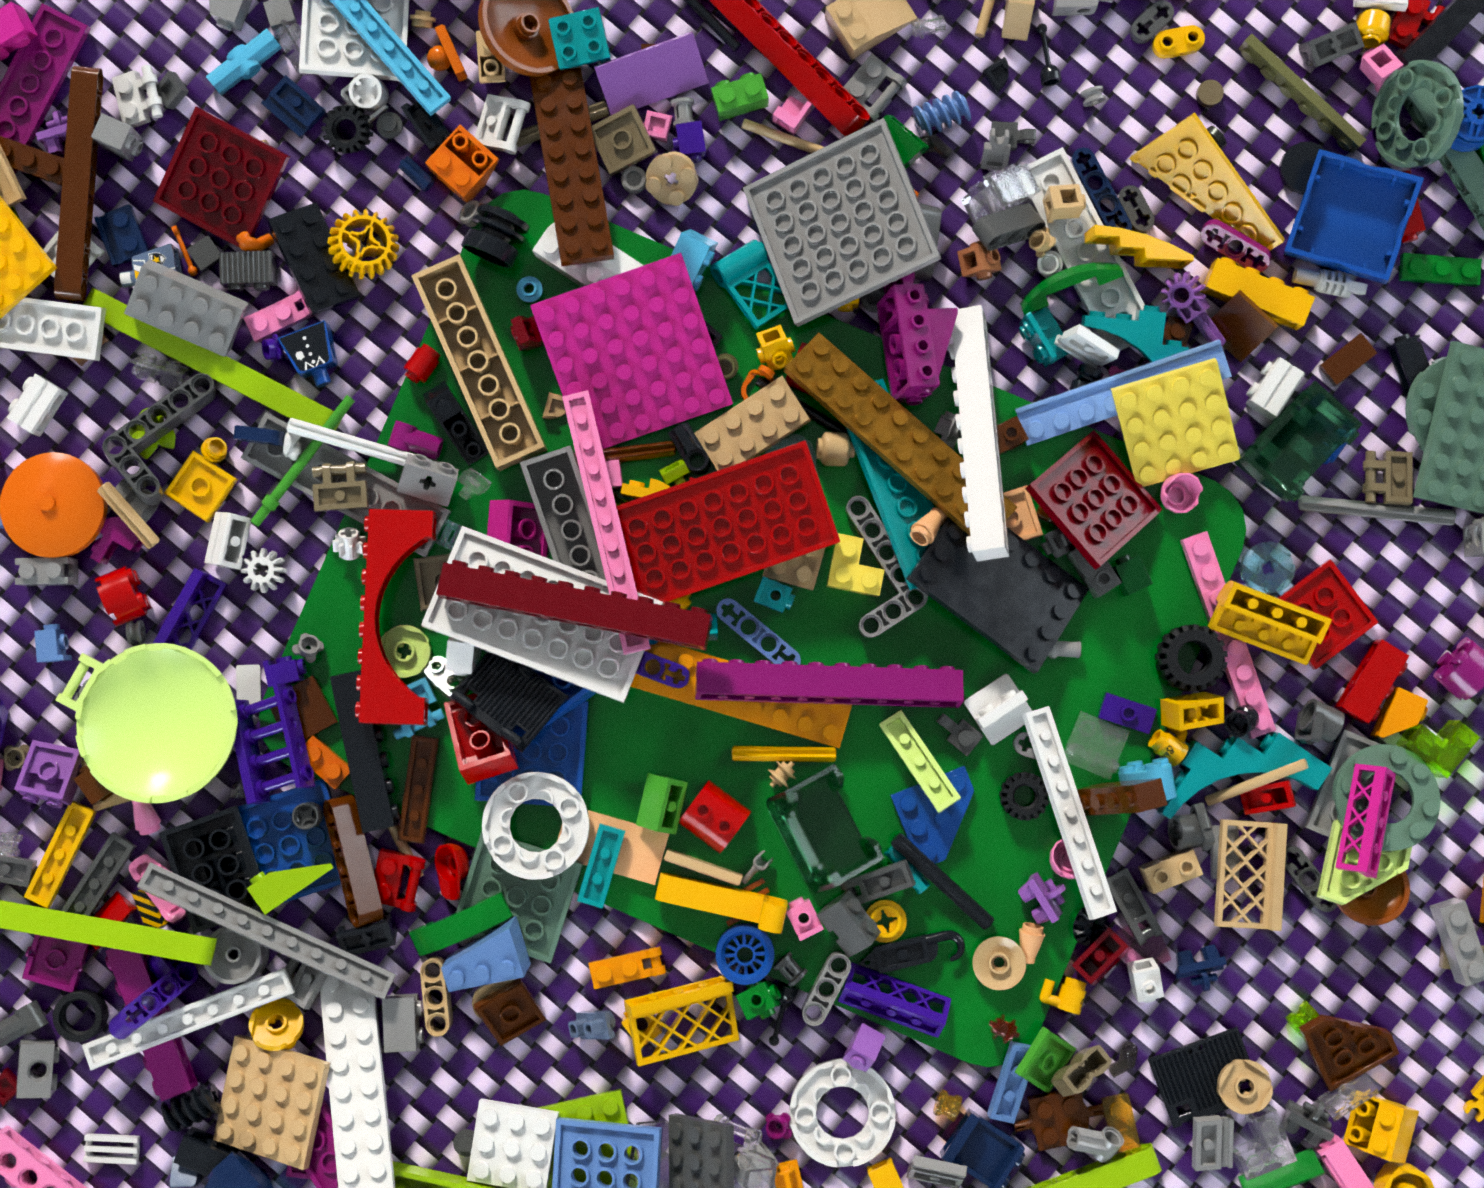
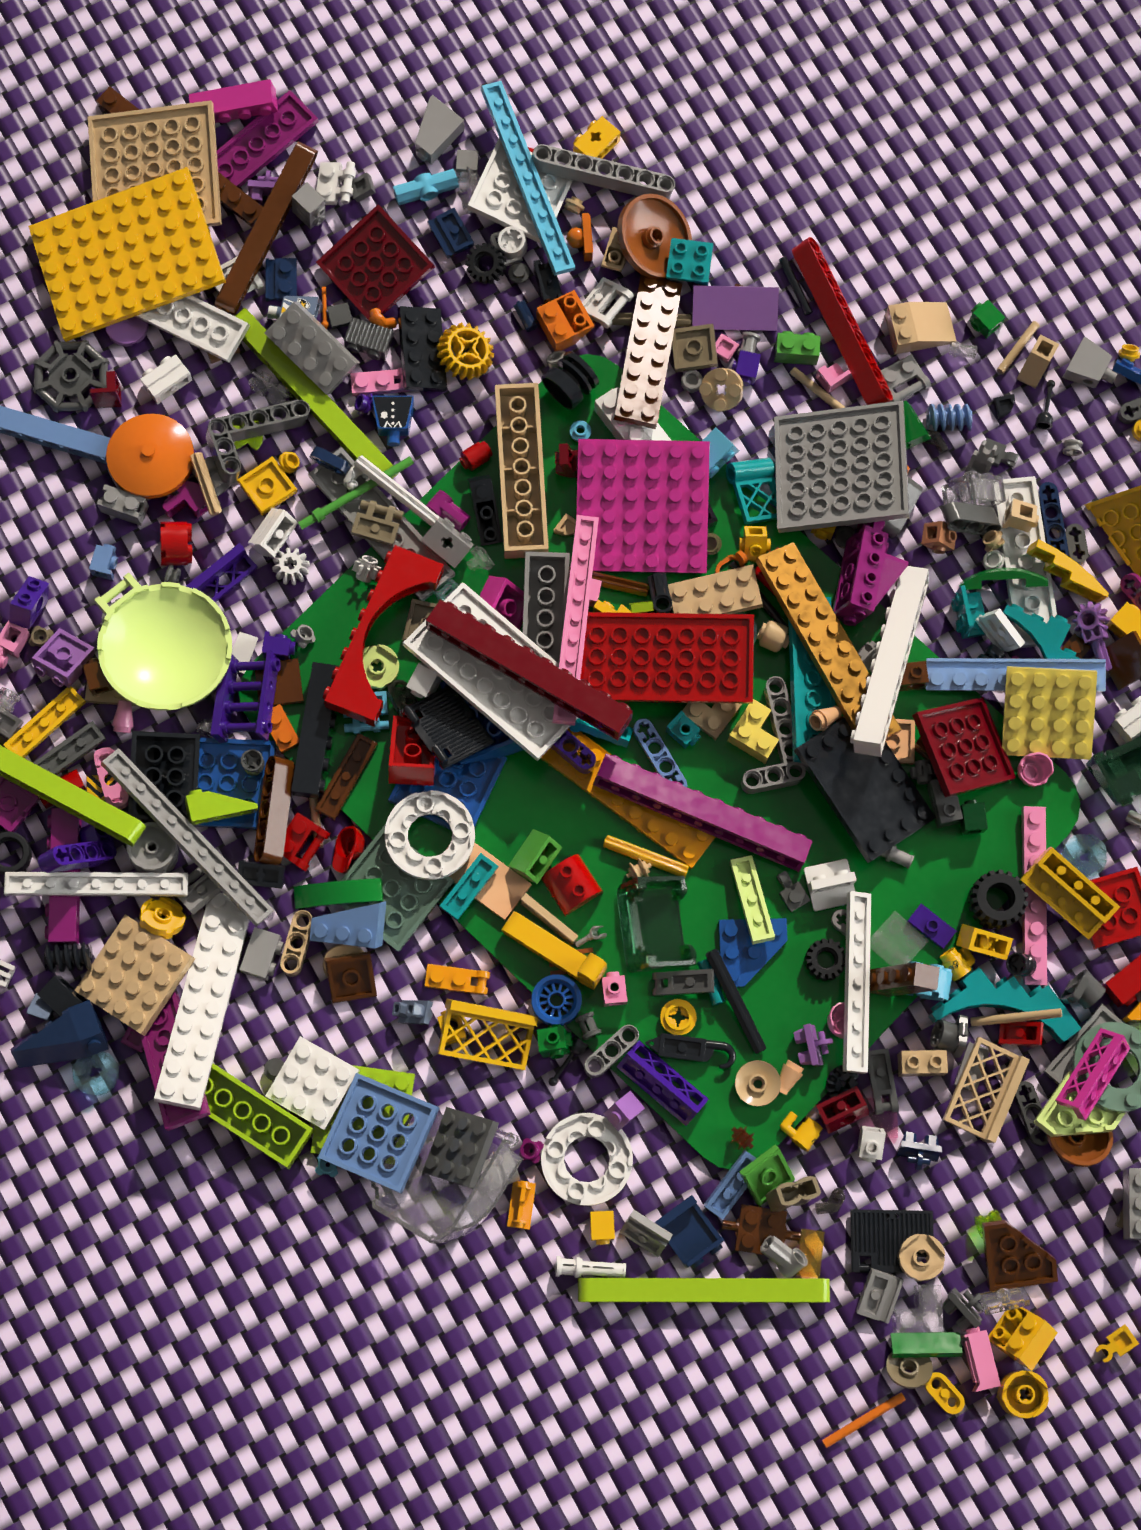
camera: 10 degrees right, 10 degrees down
(849, 922) = (649, 1004): dark grey brick -> none
(947, 1105) = (674, 1184): clear yellow wheel -> none

